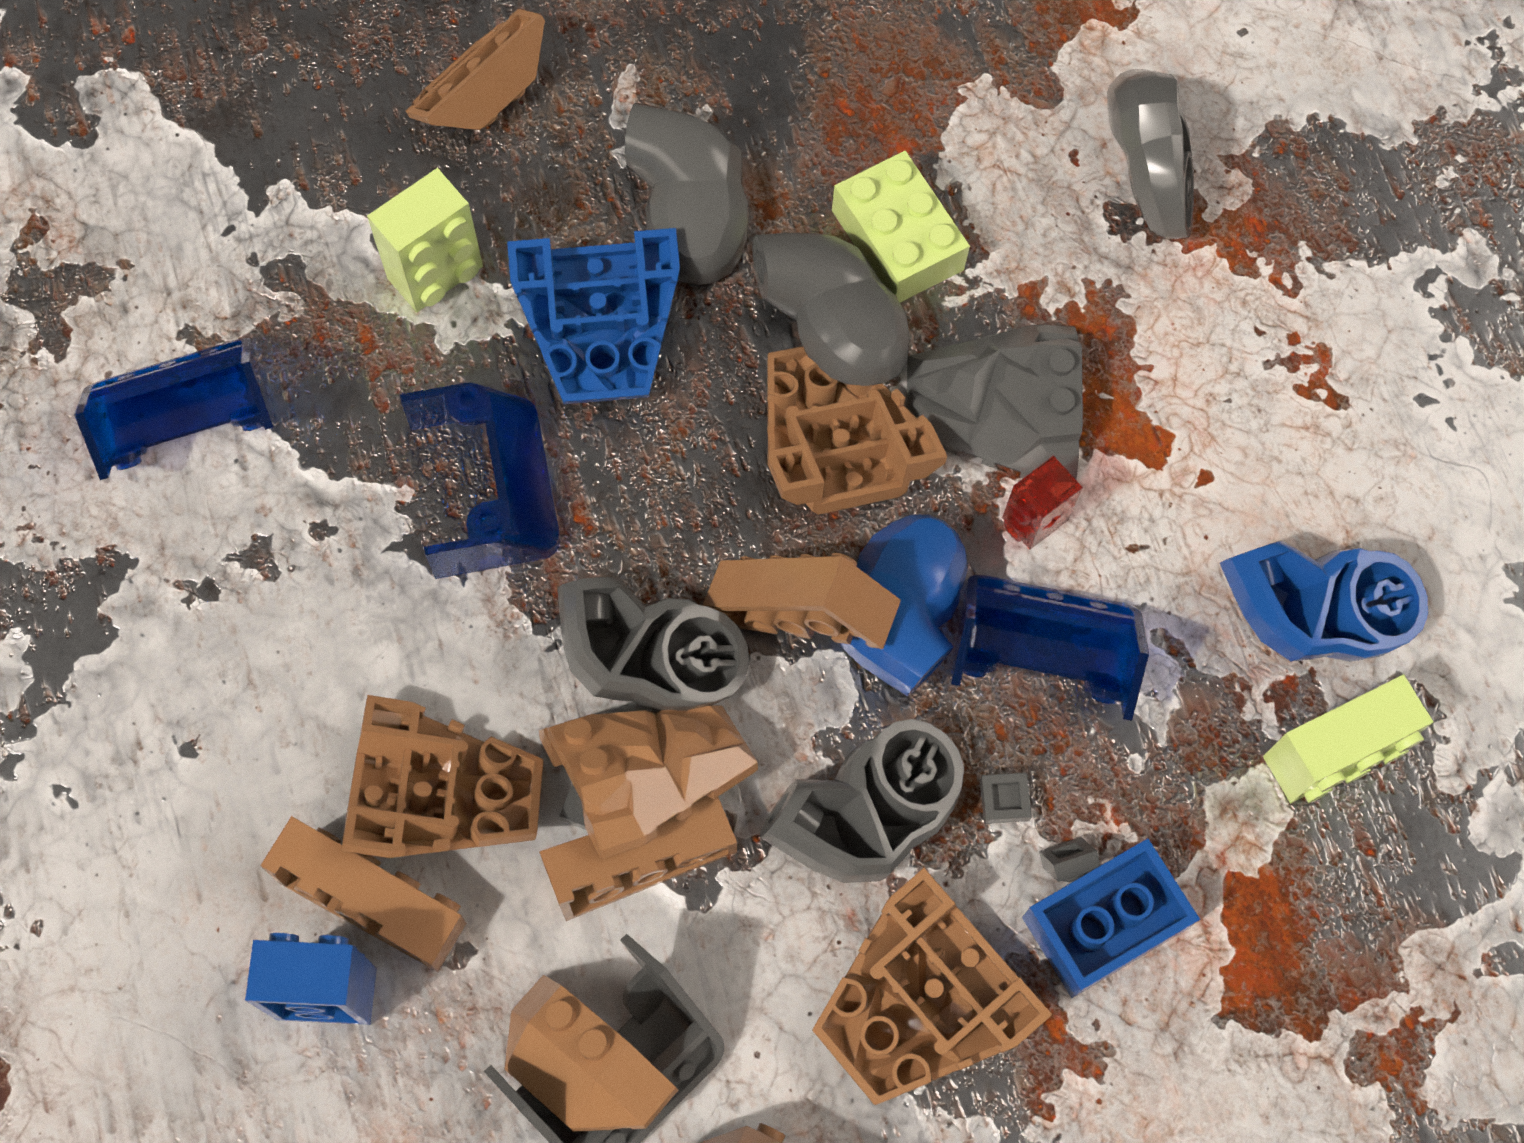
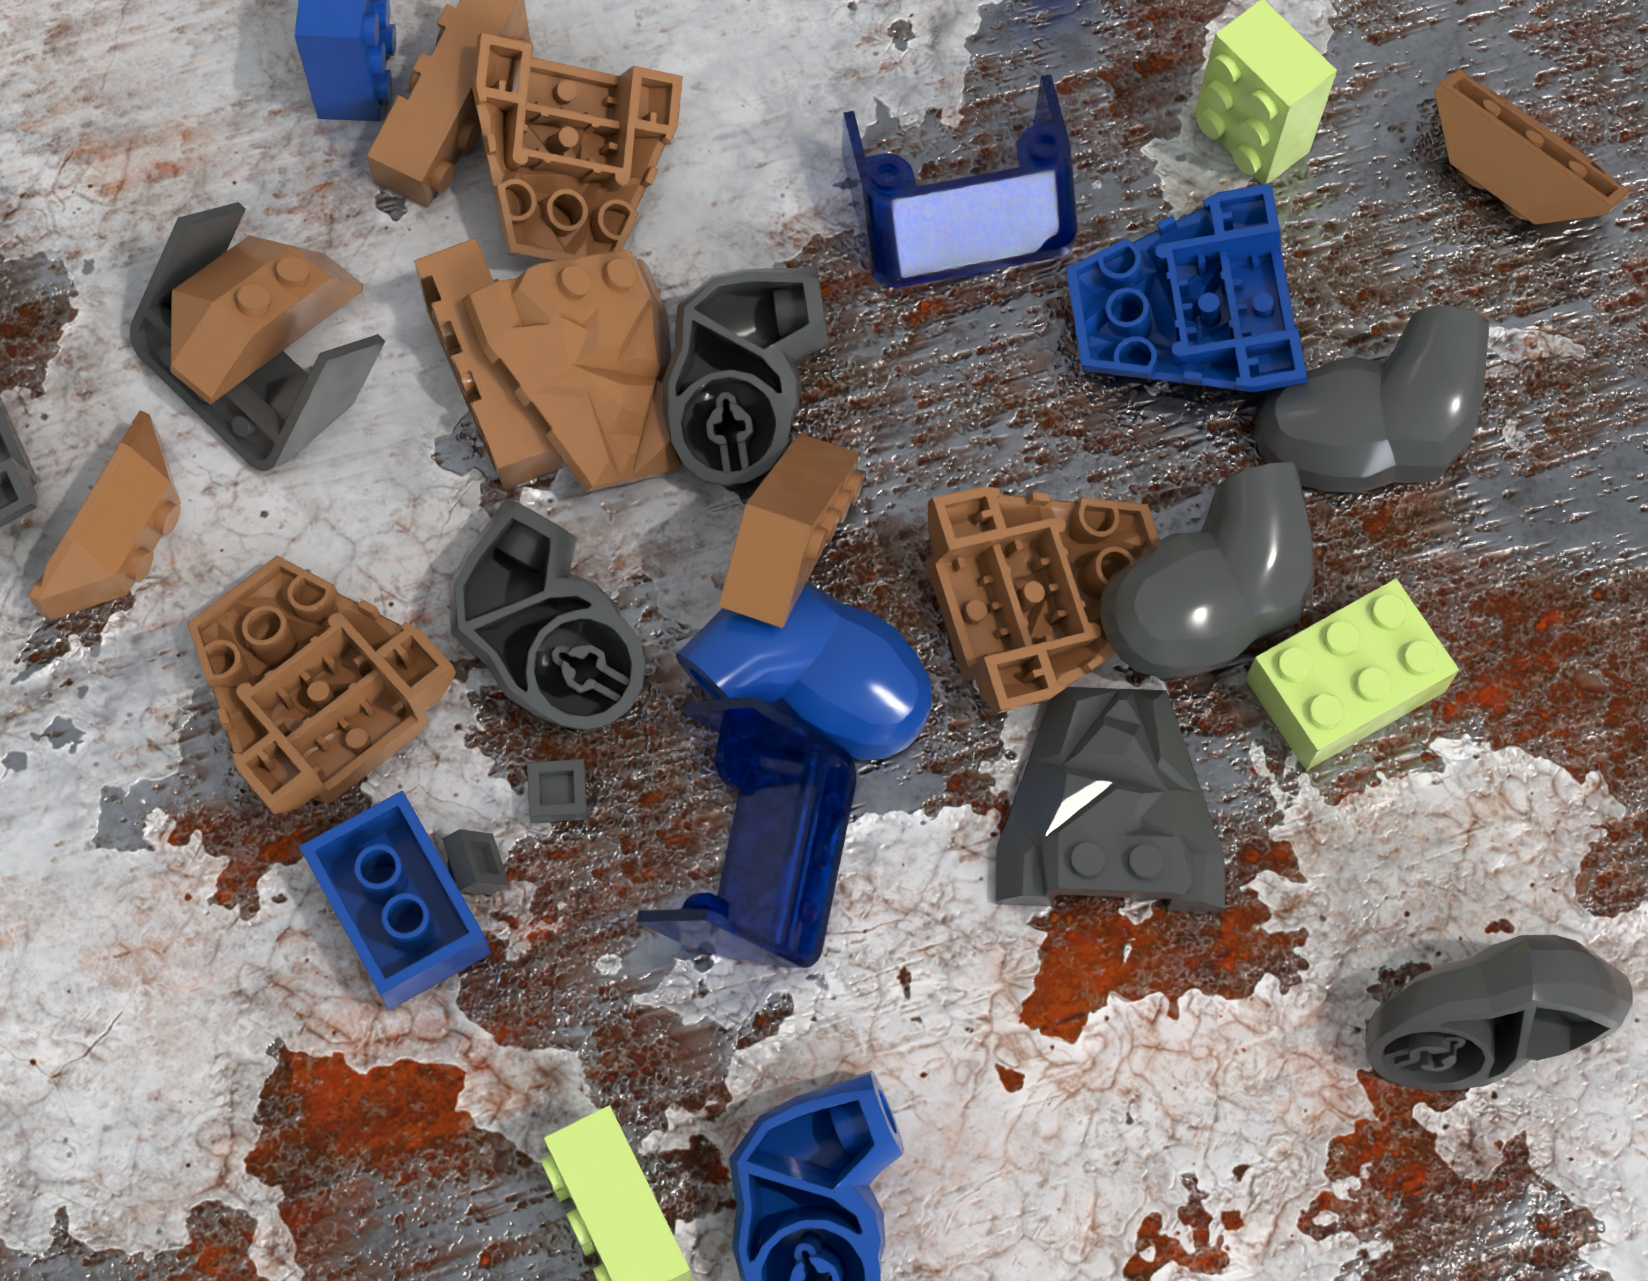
camera: 90 degrees right, 0 degrees up
(1041, 503) = (944, 832): clear red brick -> none

